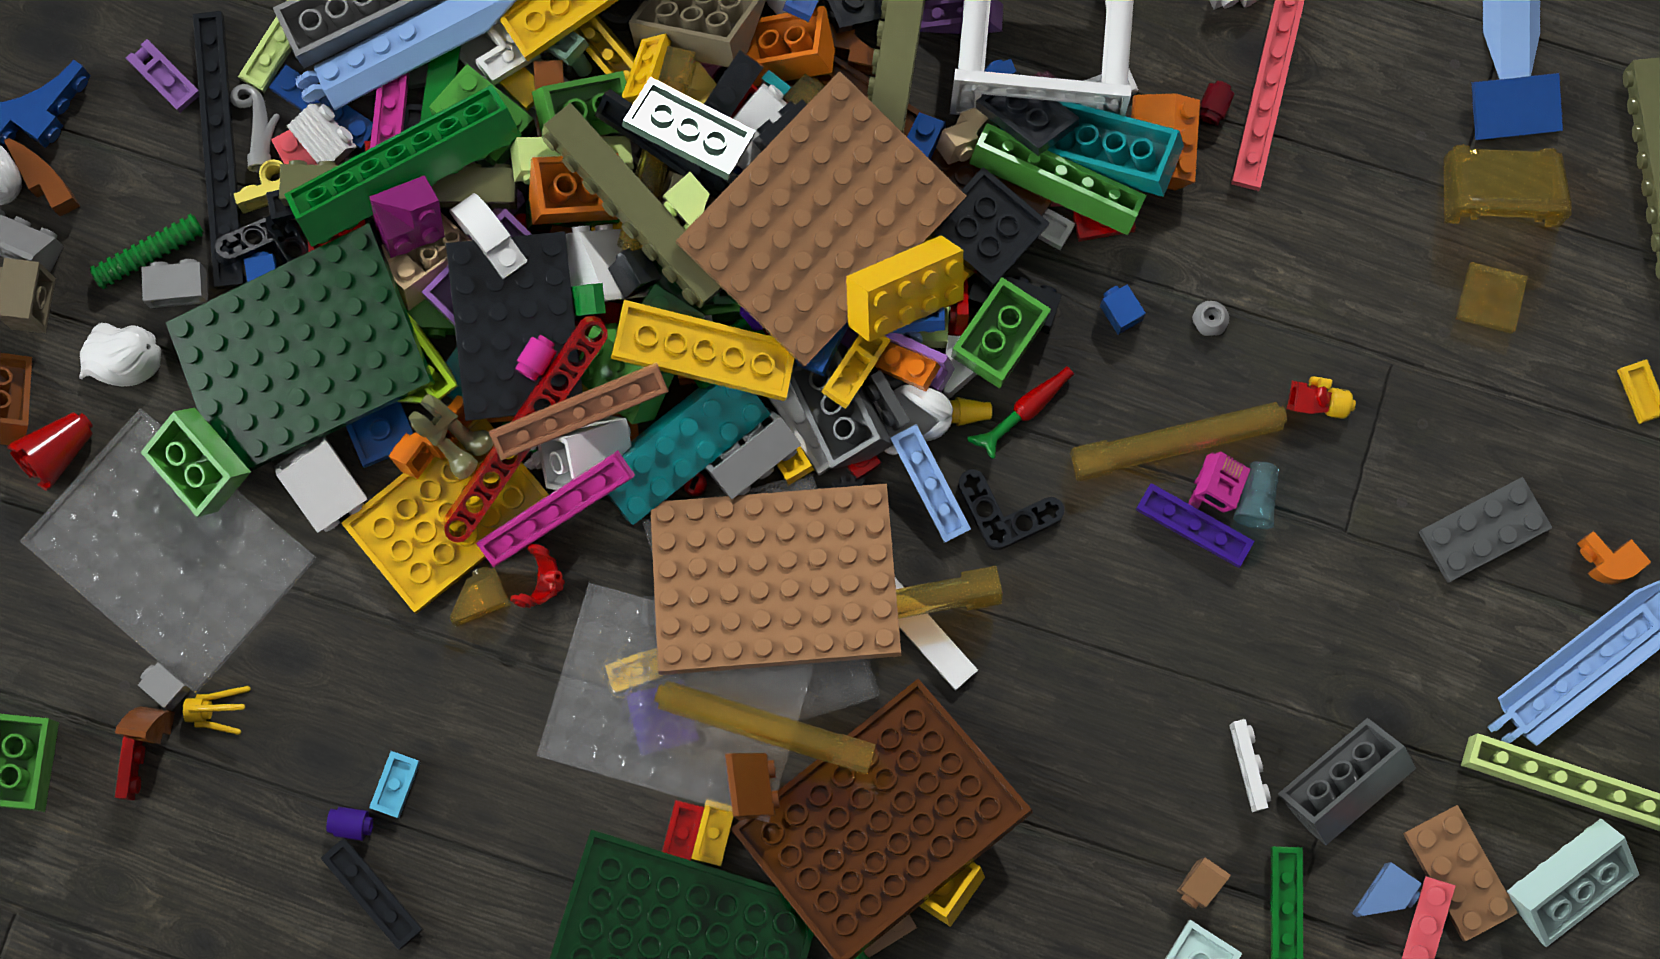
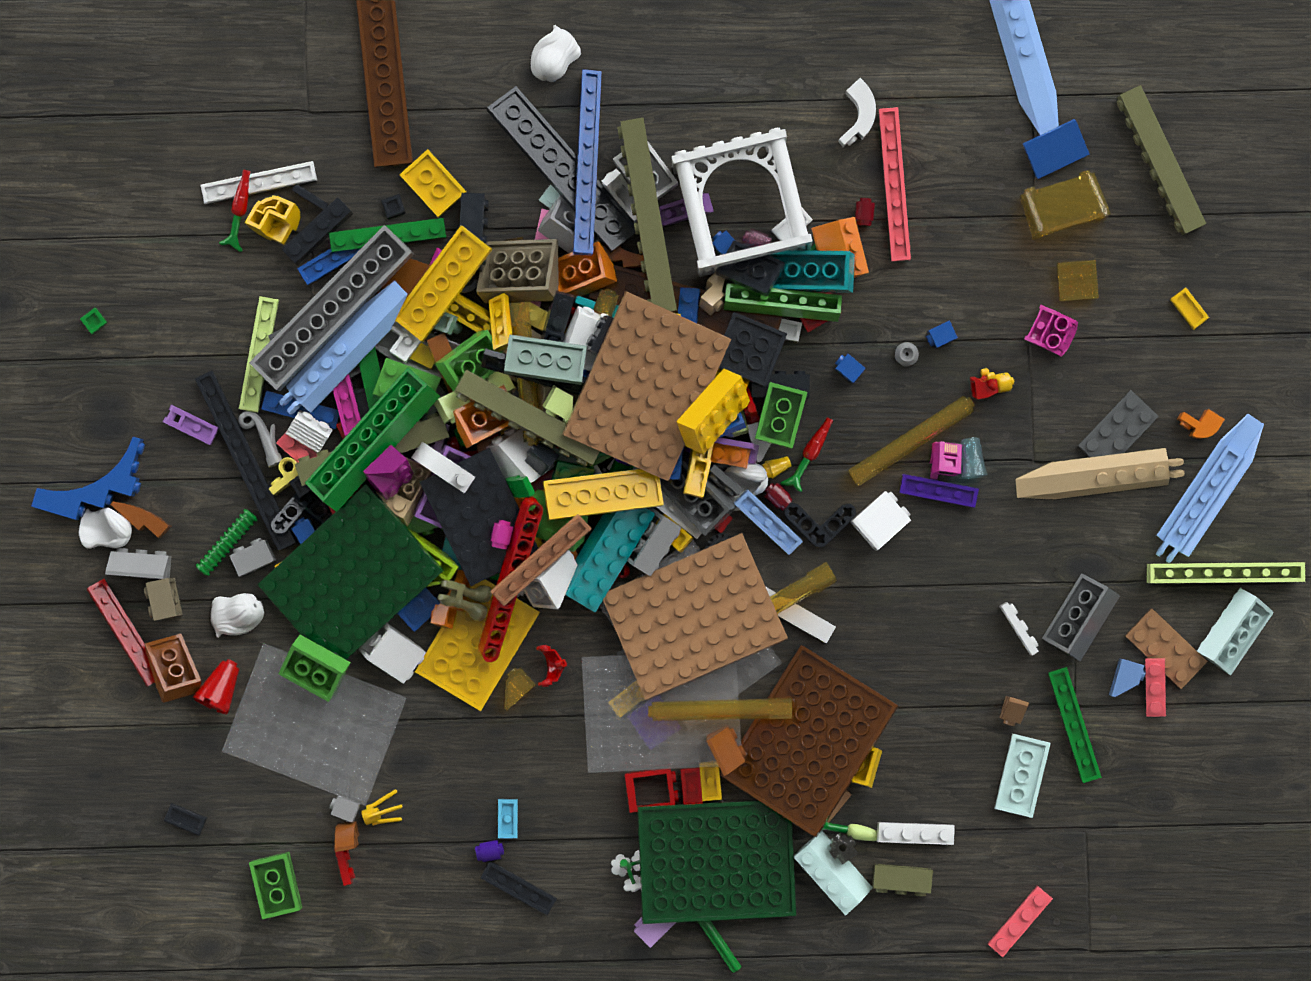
camera: 15 degrees left, 10 degrees up
(539, 915) = (623, 865): none -> white plant
(555, 508) = (546, 621): dark pink tile -> none
(592, 802) = (671, 778): none -> red window
(957, 453) = (777, 496): none -> dark red brick
(1095, 537) = (881, 520): none -> white slope
(1270, 306) = (941, 335): none -> blue brick
(1434, 354) = (1052, 331): none -> dark pink slope
(1438, 582) = (1099, 475): none -> tan hinge

